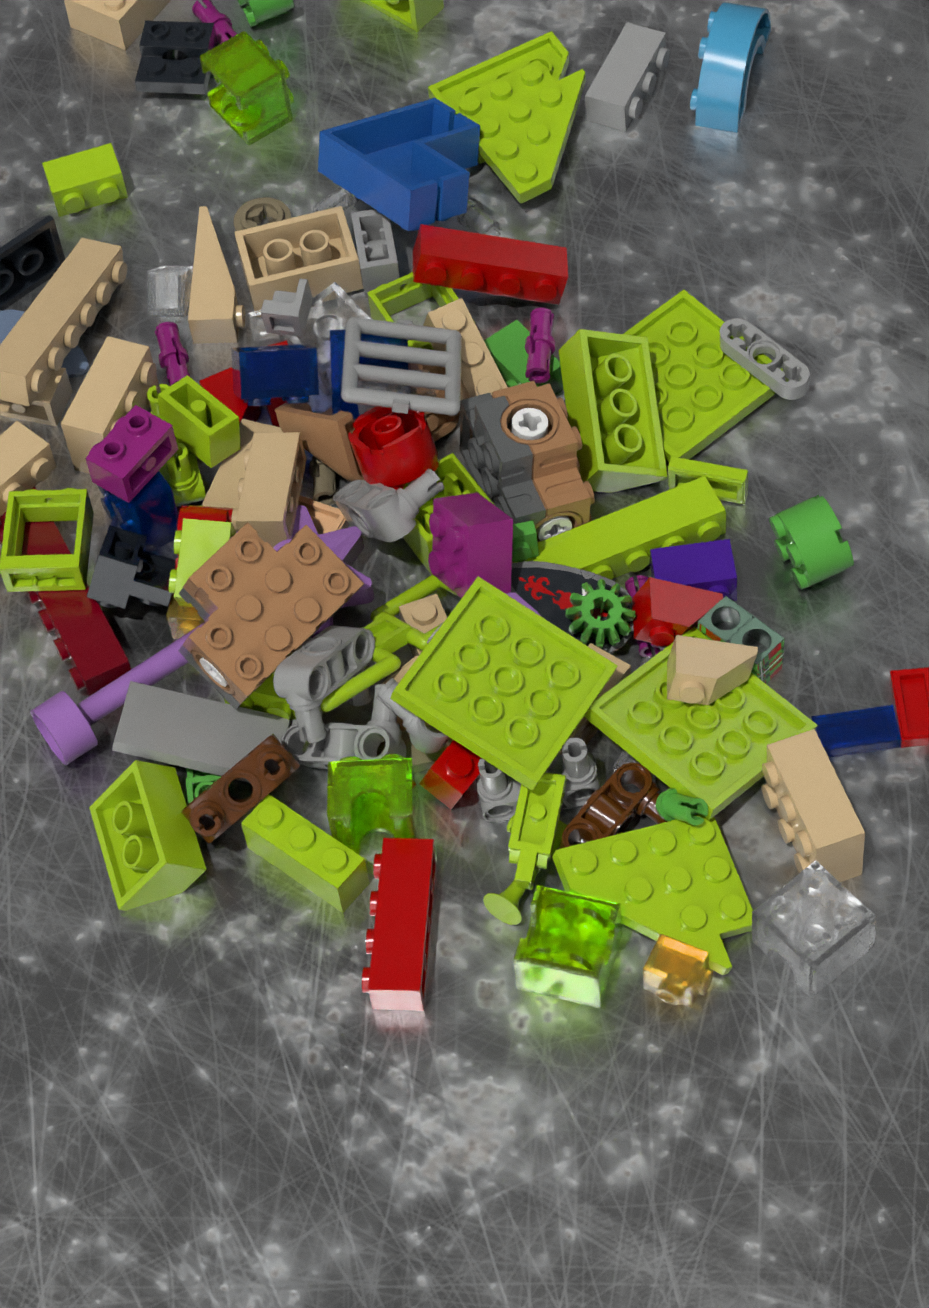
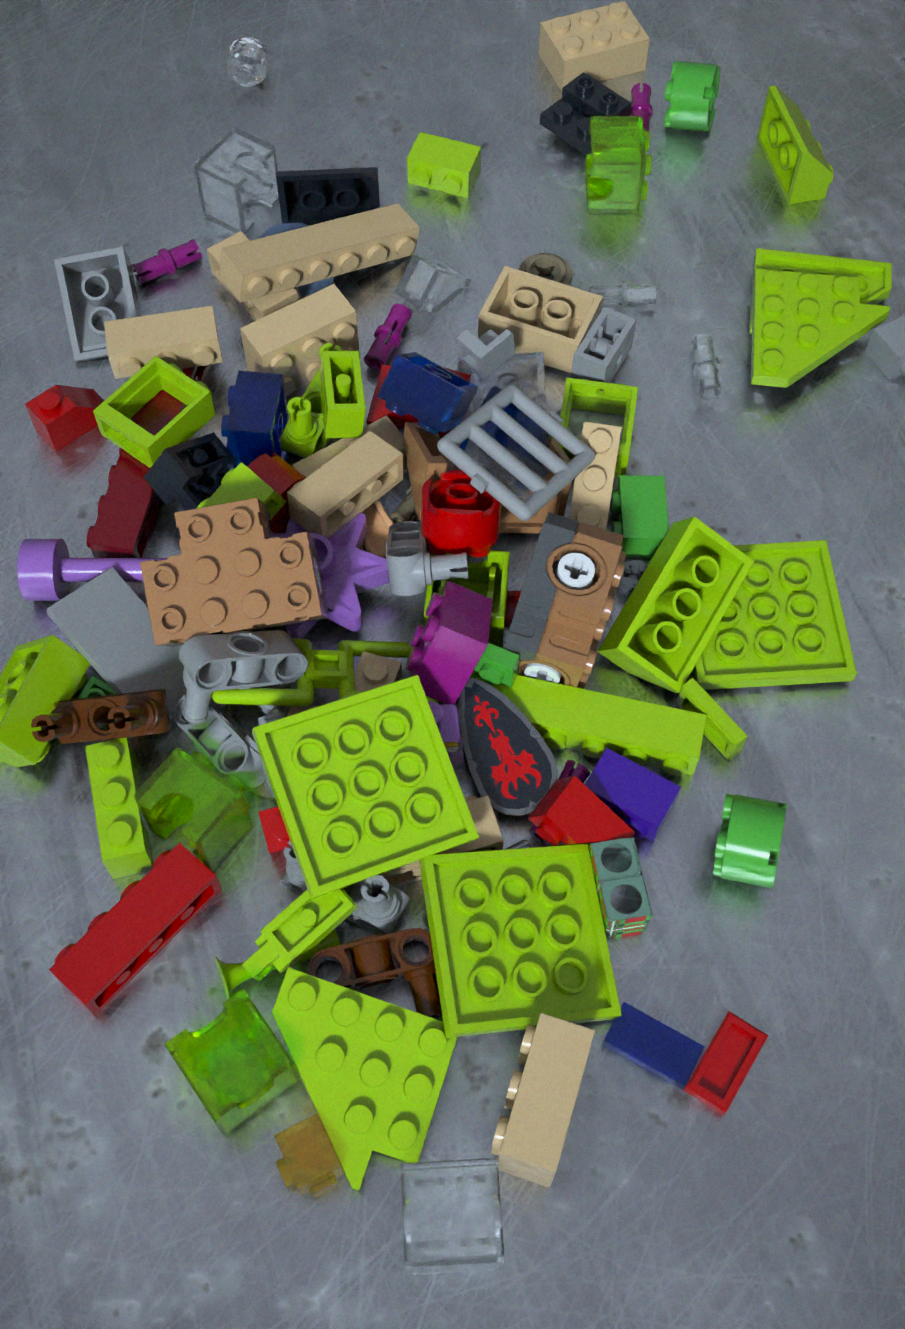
camera: 30 degrees right, 5 degrees up
(131, 453) = (256, 384): magenta brick -> none
(213, 300) = (461, 299): tan slope -> none
(405, 161) = (679, 290): blue piece -> none
(490, 264) = (679, 416): red brick -> none
(540, 345) = (661, 509): magenta pin -> none
(607, 600) = (505, 765): bright green gear -> none
(681, 807) = (430, 1008): bright green pin -> none
(706, 669) = (555, 896): tan slope -> none
(770, 373) = (839, 662): light grey beam -> none

